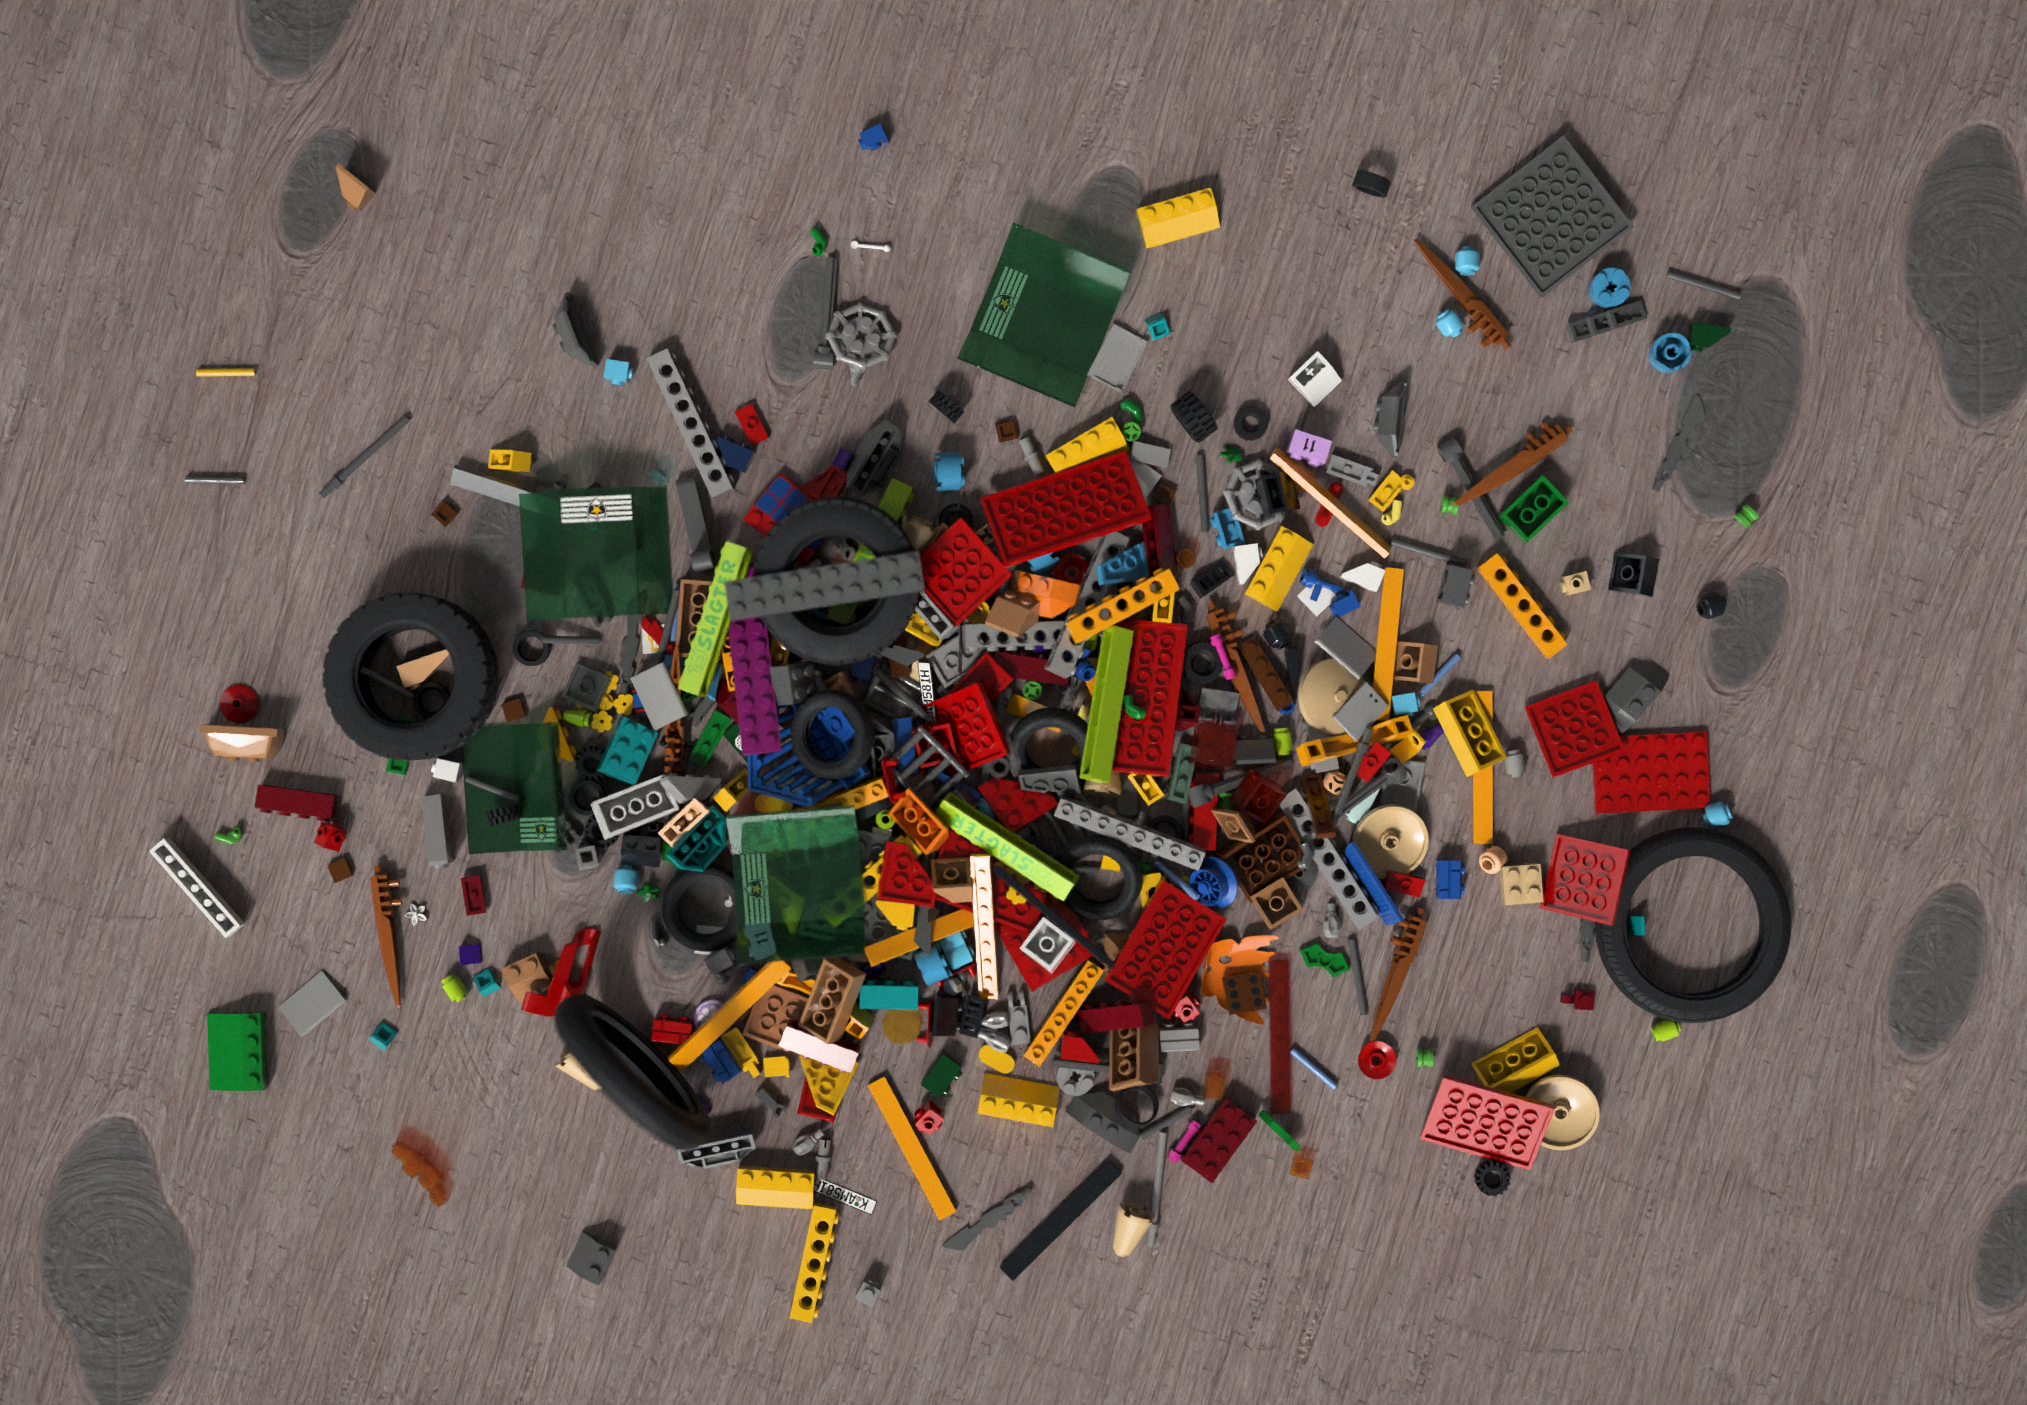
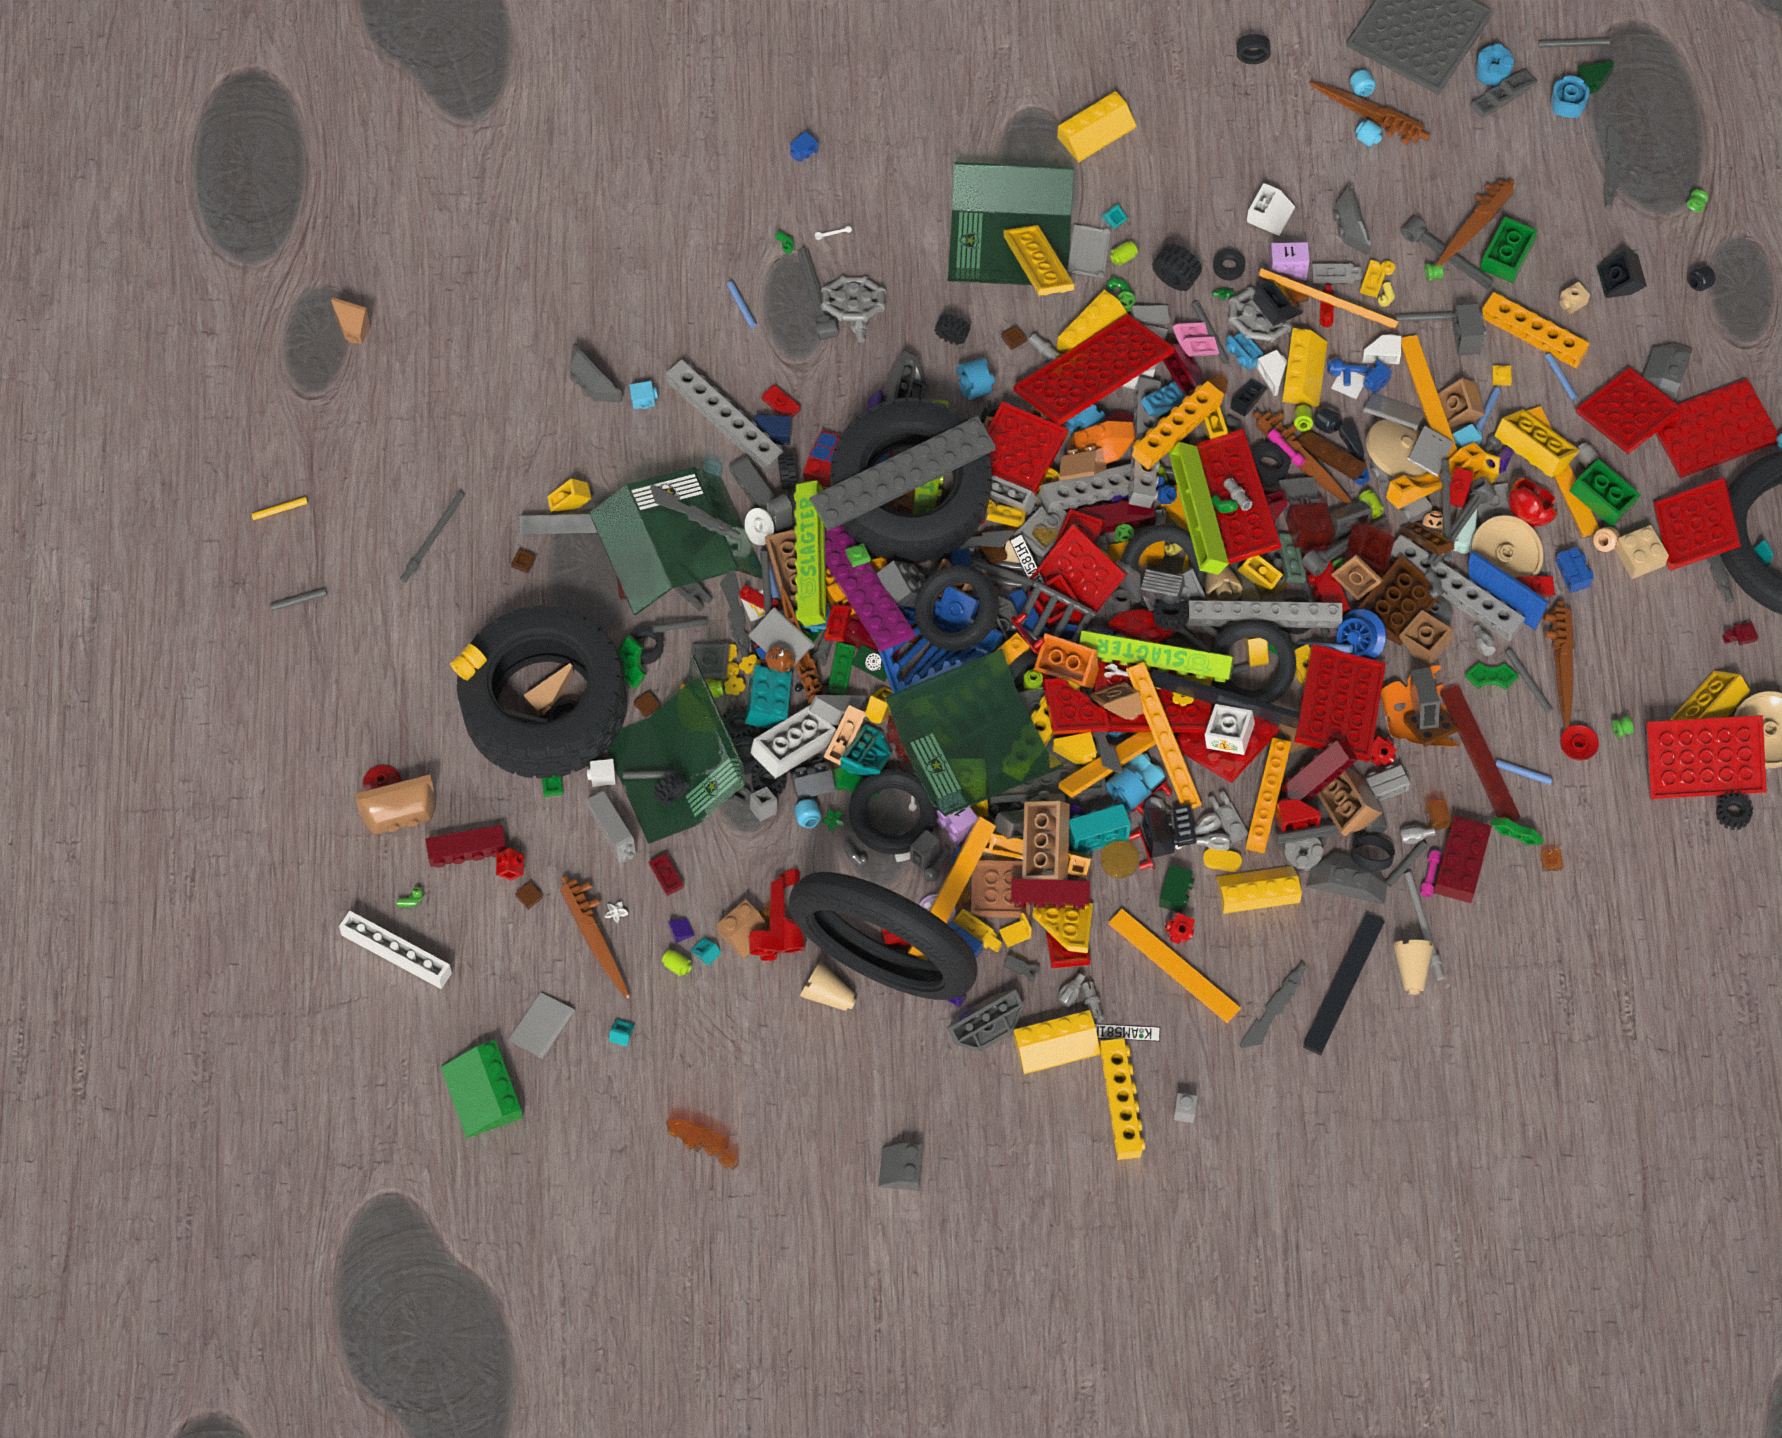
camera: 15 degrees left, 25 degrees down
(338, 641) = (466, 664): none -> yellow wheel
(512, 660) = (631, 654): none -> green tile
(614, 541) = (694, 513): none -> dark grey sword
(648, 721) = (780, 659): none -> dark orange head
(681, 560) = (758, 525): none -> white dish
(718, 699) = (838, 623): none -> red plate
(729, 510) = (787, 471): none -> black tyre
(750, 298) = (740, 302): none -> medium blue bar
(759, 639) = (857, 555): none -> bright green plate
(951, 669) = (1044, 537): none -> clear yellow tile
(963, 844) = (1114, 670): none -> white hand
(1035, 817) = (1170, 621): none -> black tyre
(1038, 780) = (1162, 586): none -> flat silver brick
(1057, 364) = (1038, 260): none -> yellow plate
(1149, 375) = (1123, 253): none -> lime brick
(1150, 703) = (1238, 494): none -> light grey pin
(1182, 501) = (1195, 339): none -> bright pink slope
(1246, 972) = (1424, 698): none -> dark grey brick
(1254, 624) = (1303, 418): none -> lime brick
(1436, 799) = (1531, 503): none -> red piece
(1469, 641) = (1501, 375): none -> yellow plate
(1511, 813) = (1605, 492): none -> green brick
(1526, 664) = (1560, 375): none -> medium blue bar

